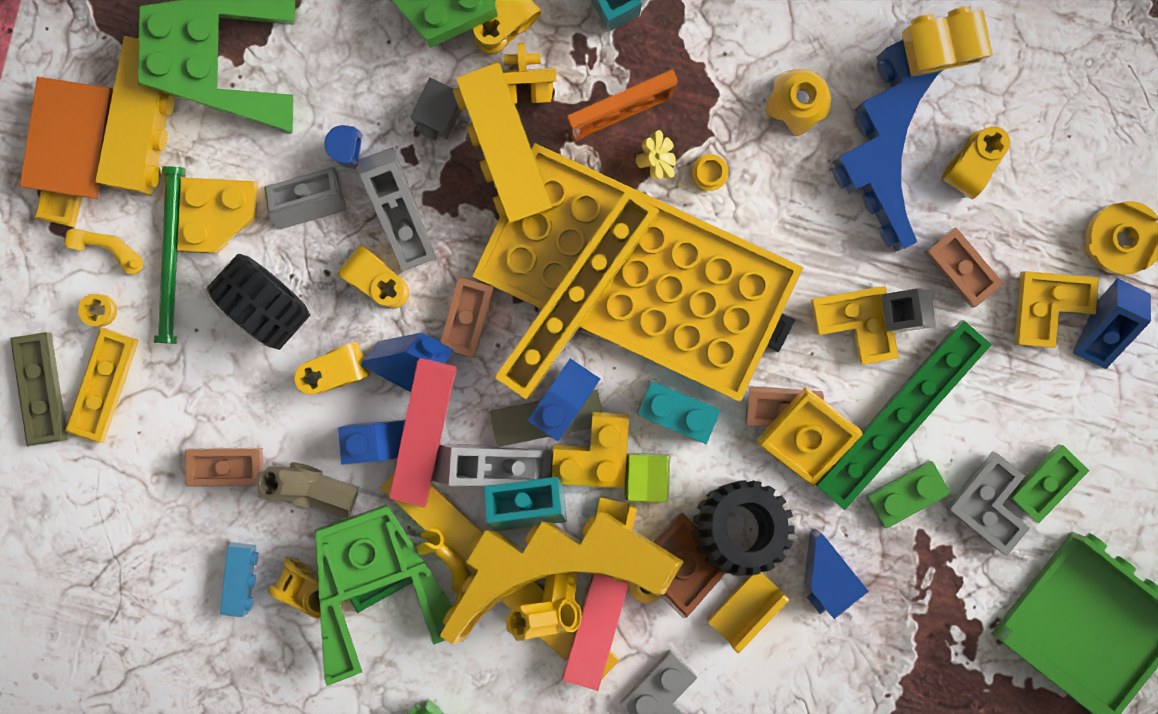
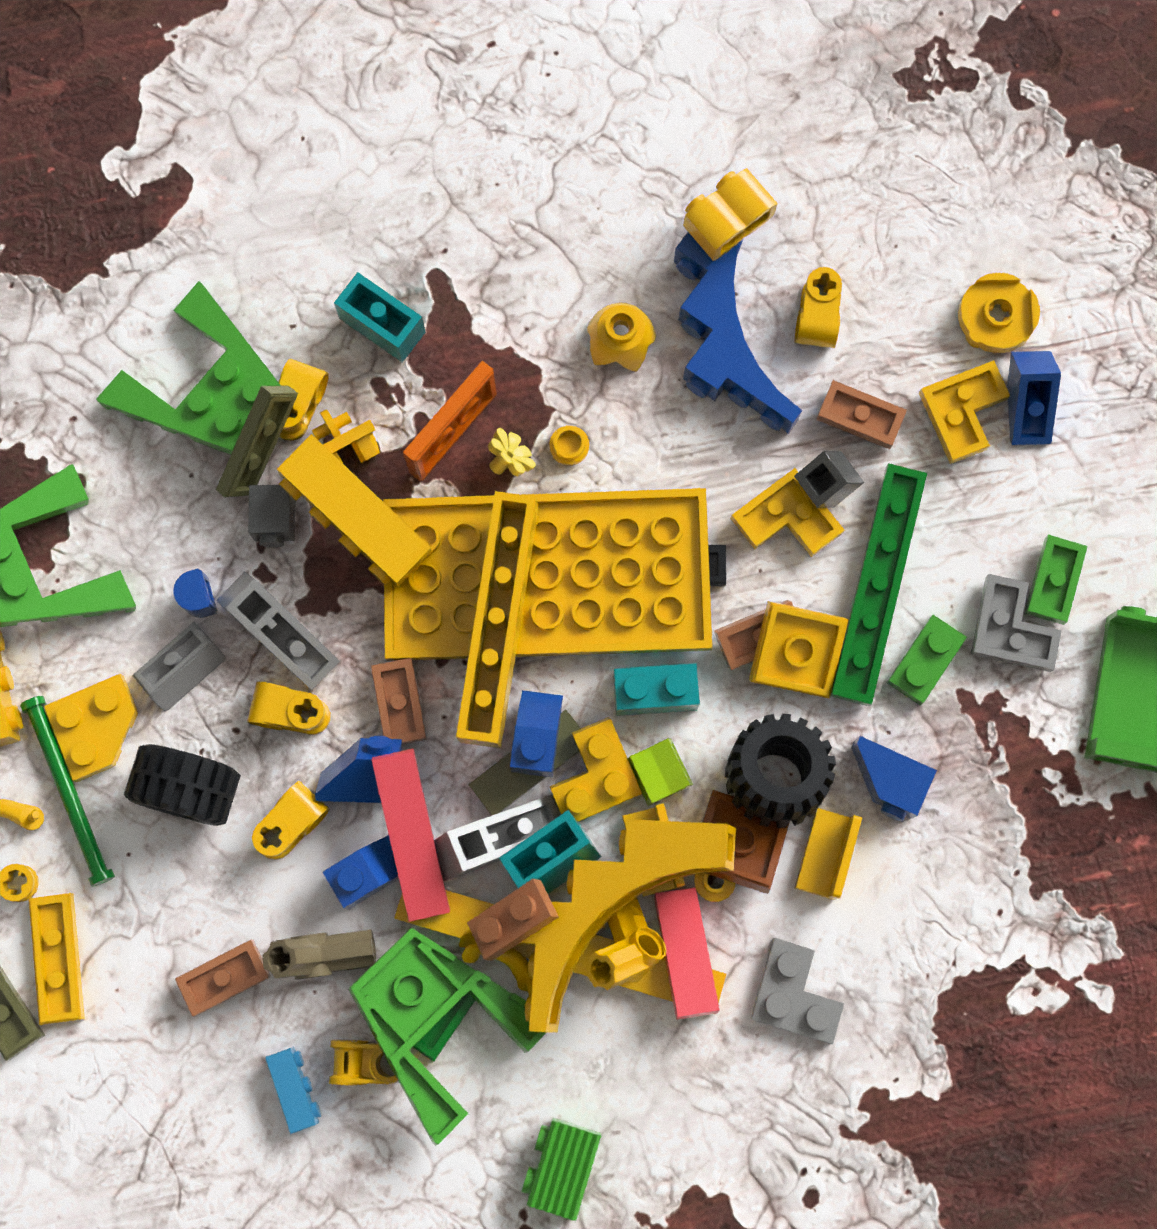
camera: 25 degrees left, 10 degrees down
(453, 42) = (257, 440): none -> olive tile
(469, 542) = (512, 919): none -> nougat plate

